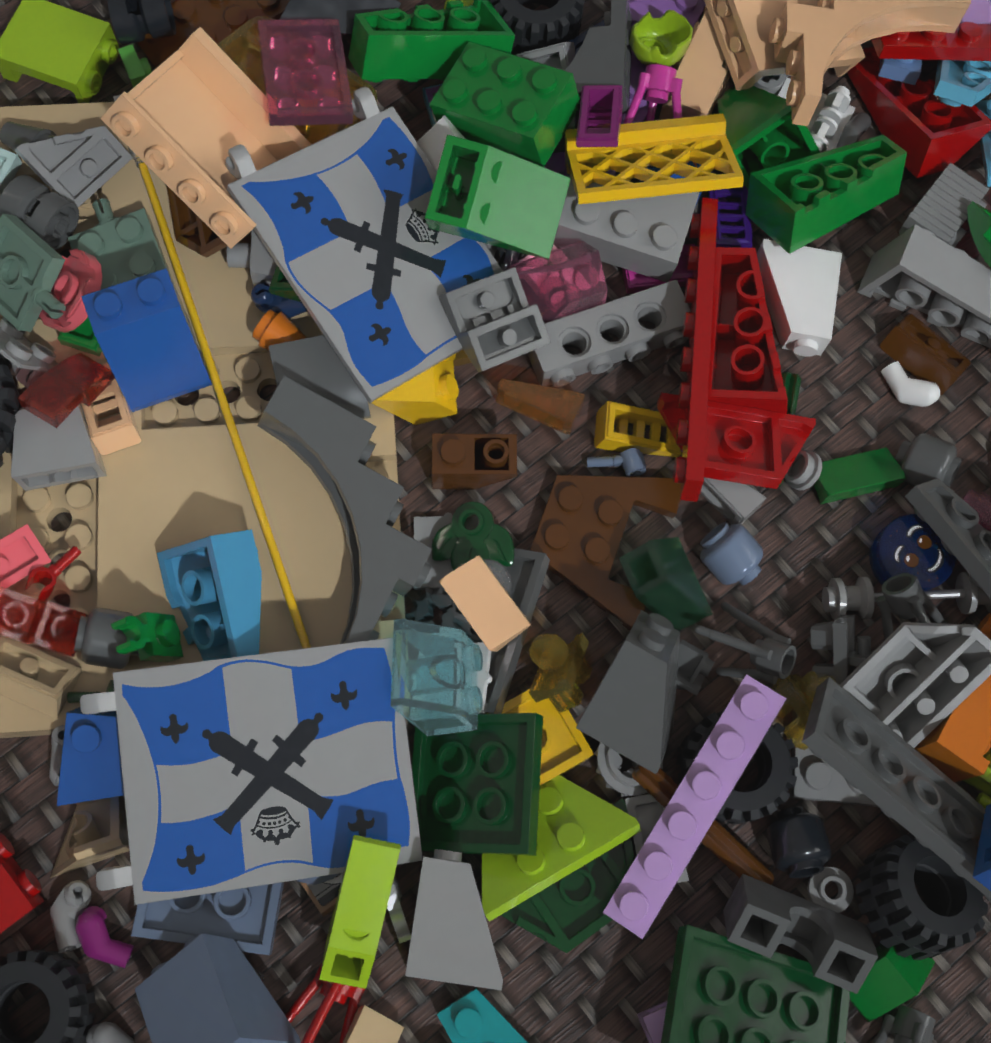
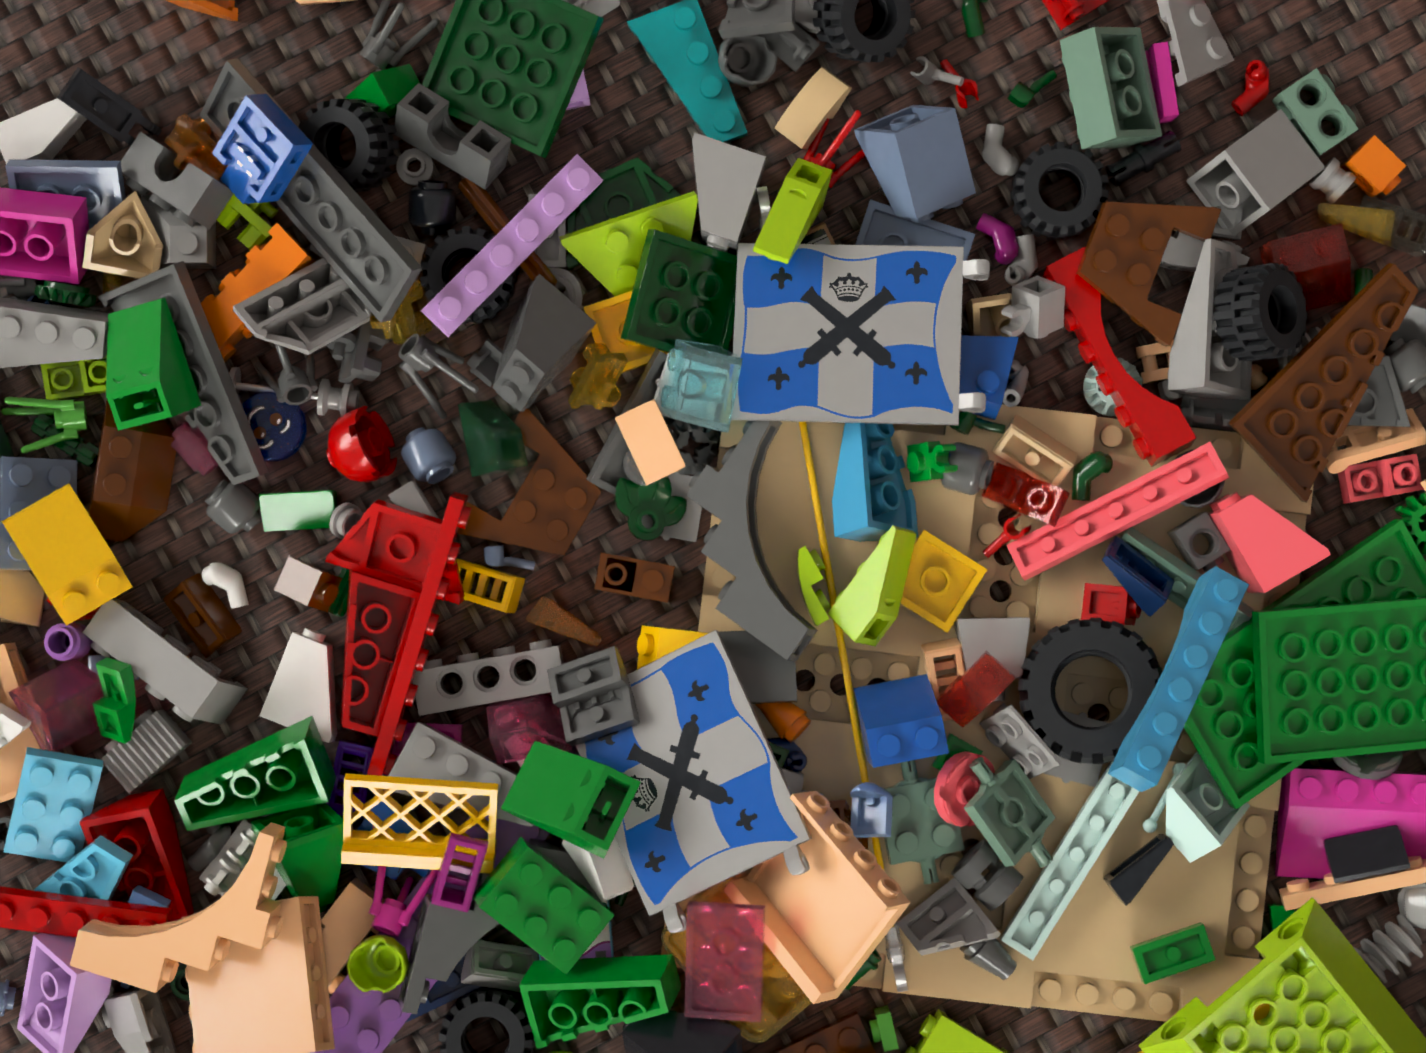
camera: 160 degrees left, 15 degrees up
(42, 850) = (1035, 308): none -> light grey brick
(130, 507) = (939, 581): none -> yellow plate
(170, 247) = (871, 811): none -> light blue plate
(194, 472) = (875, 593): none -> lime slope
(276, 491) = (809, 567): none -> lime slope
(808, 549) = (360, 446): none -> red cylinder
(827, 394) = (308, 584): none -> brick

